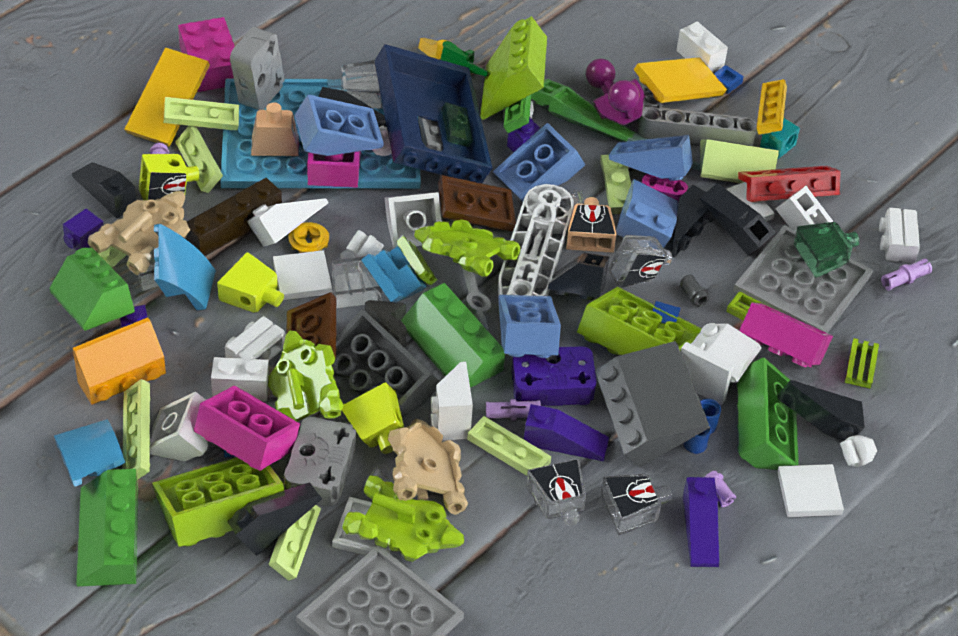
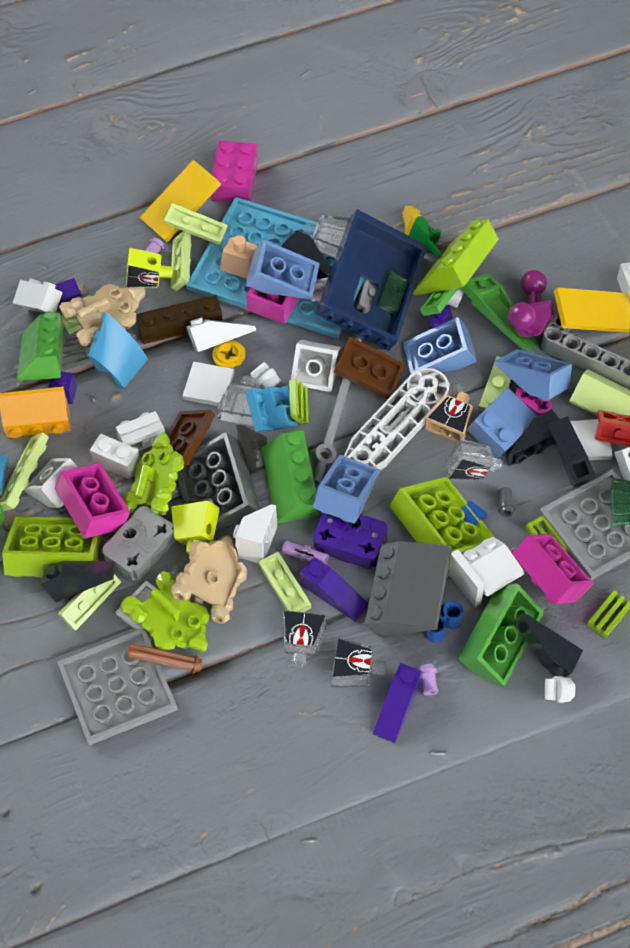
camera: 30 degrees right, 10 degrees up
(52, 239) = (37, 297): none -> white brick
(107, 187) = (102, 262): black slope -> none
(249, 285) = (163, 380): neon yellow torso -> none
(257, 68) = (251, 199): light grey axle -> none
(423, 566) = (166, 658): none -> axle
(466, 245) = (335, 404): lime shield -> none
(582, 276) = (416, 461): black slope -> none
(810, 490) = (502, 708): white tile -> none

